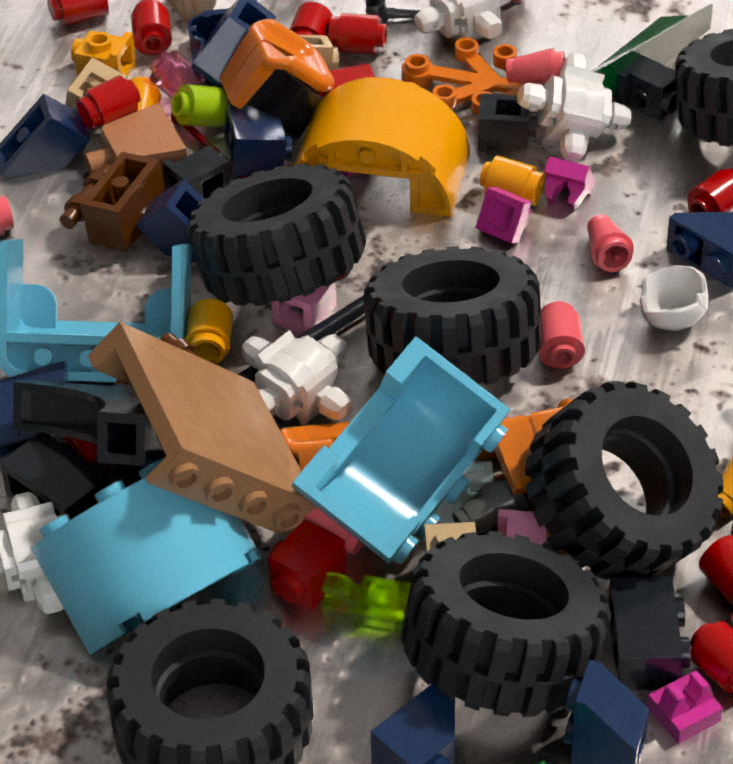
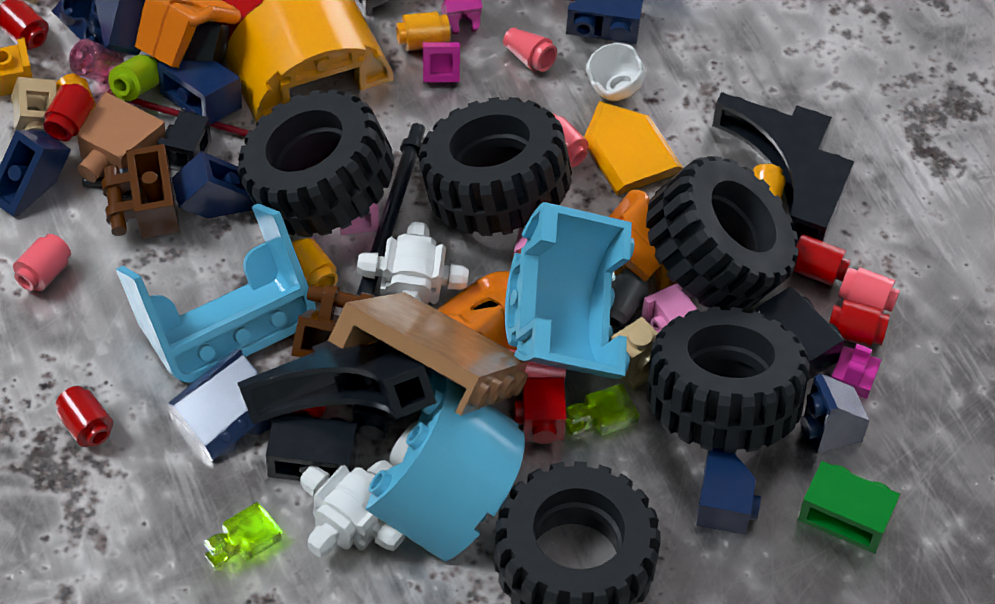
camera: 40 degrees left, 10 degrees up
(635, 357) = (629, 148): none -> light orange tile

